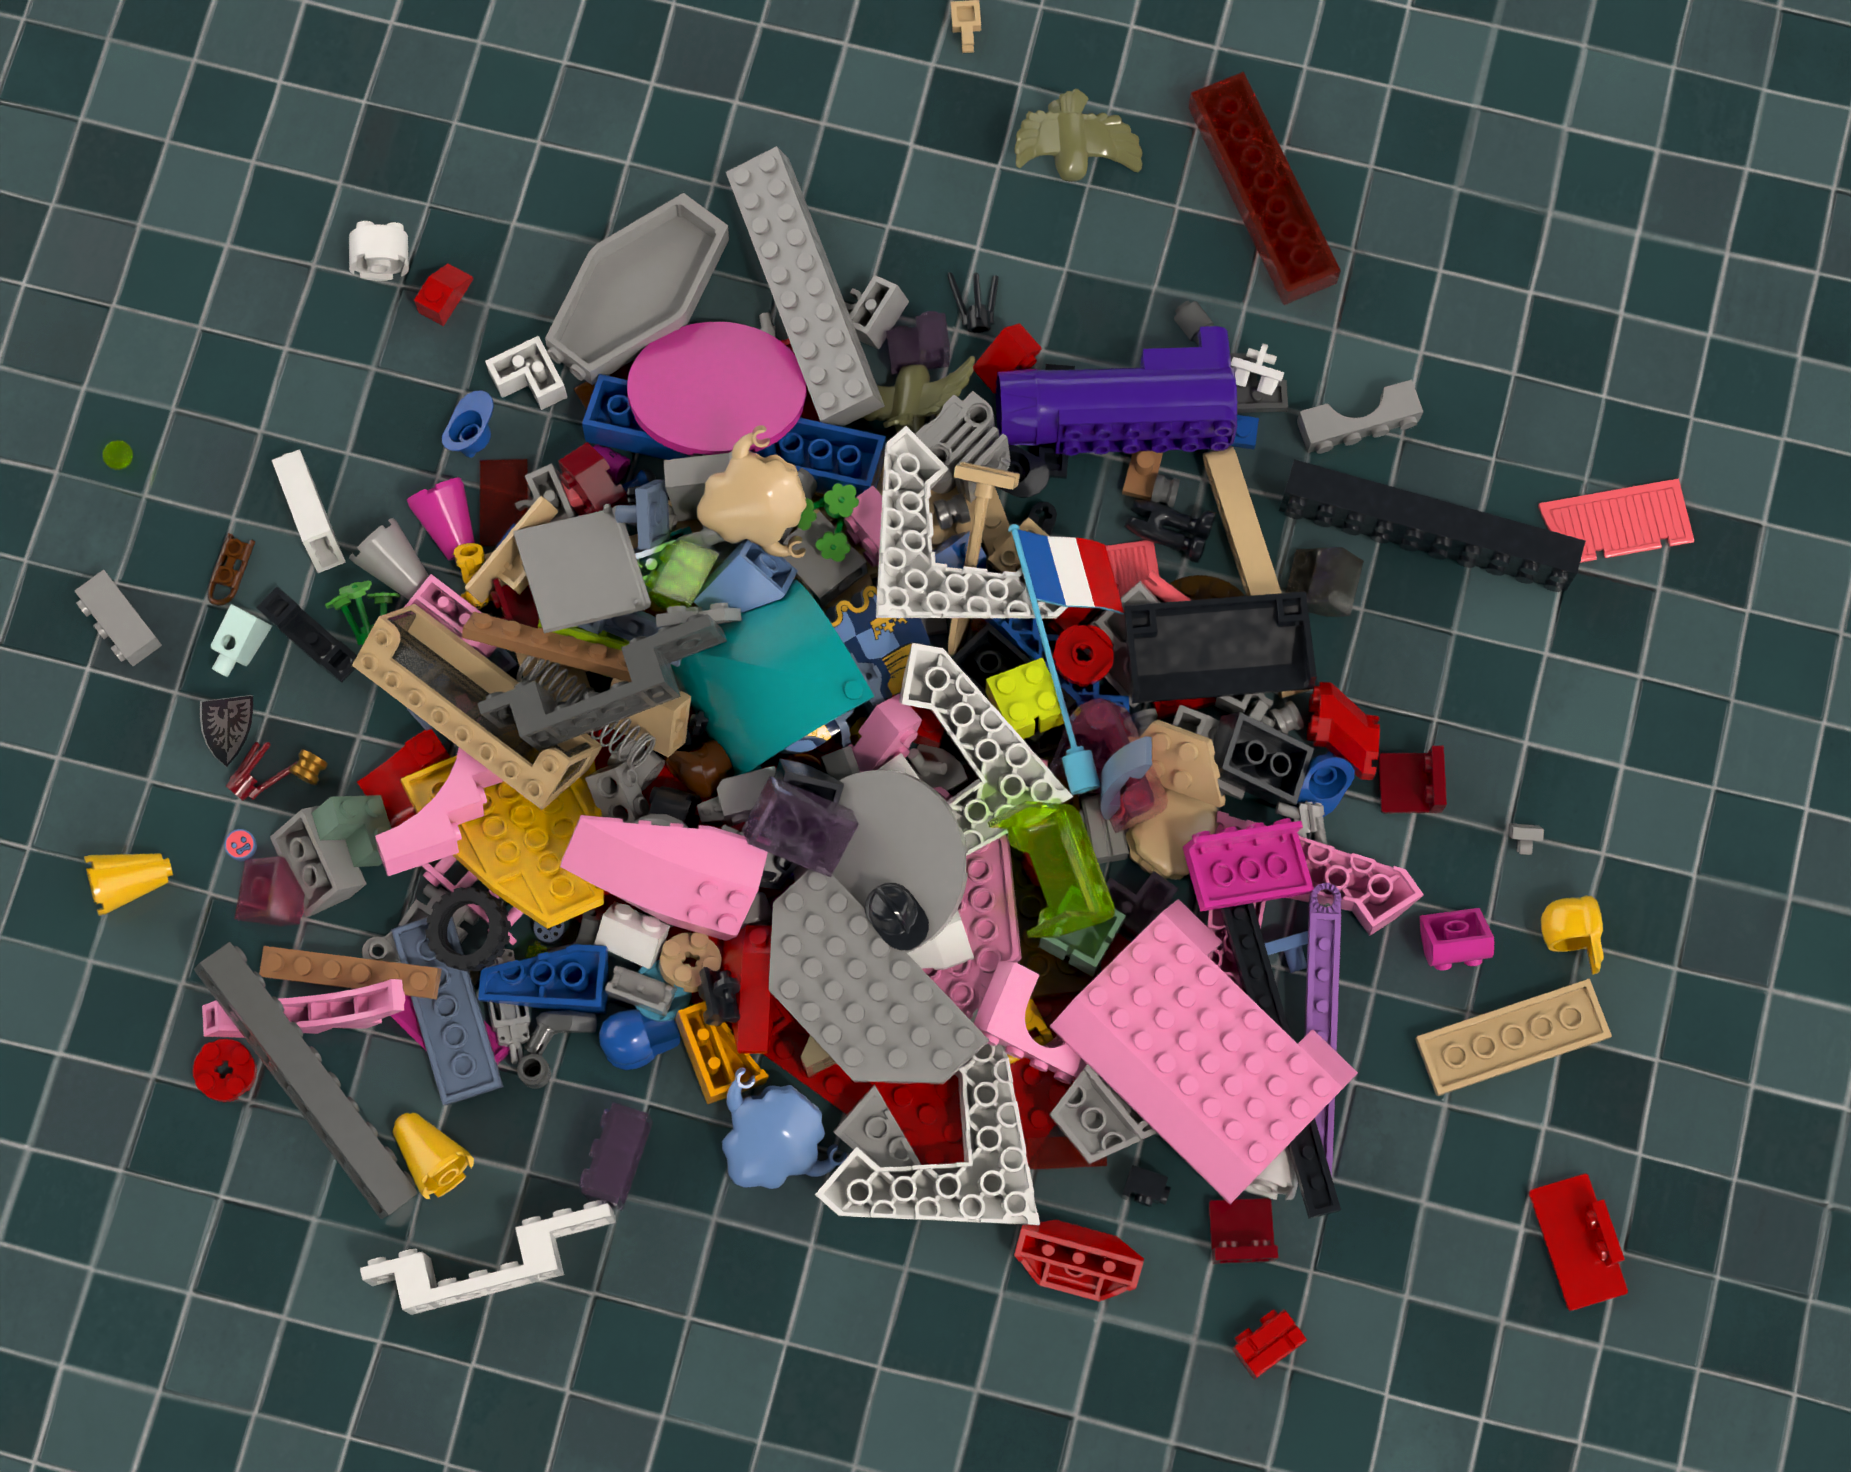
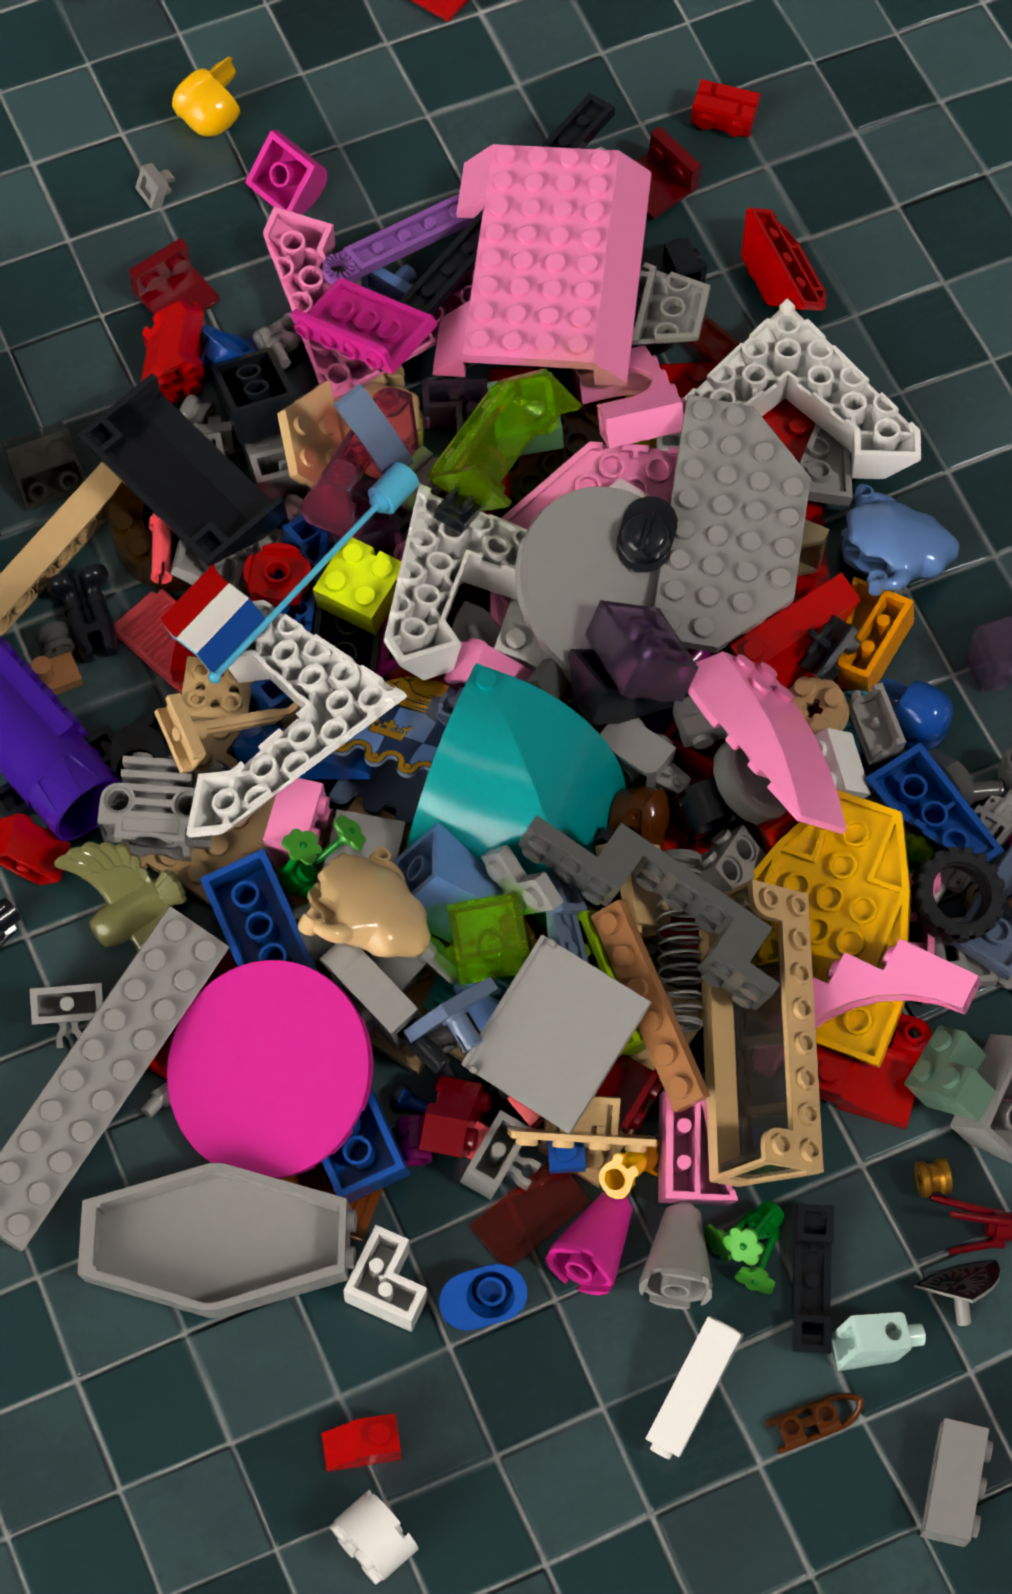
camera: 130 degrees left, 10 degrees down
(922, 345) = (67, 938): clear purple brick -> none
(1023, 793) = (457, 510): none -> black tile
(1513, 1037) = (334, 98): tan plate -> none

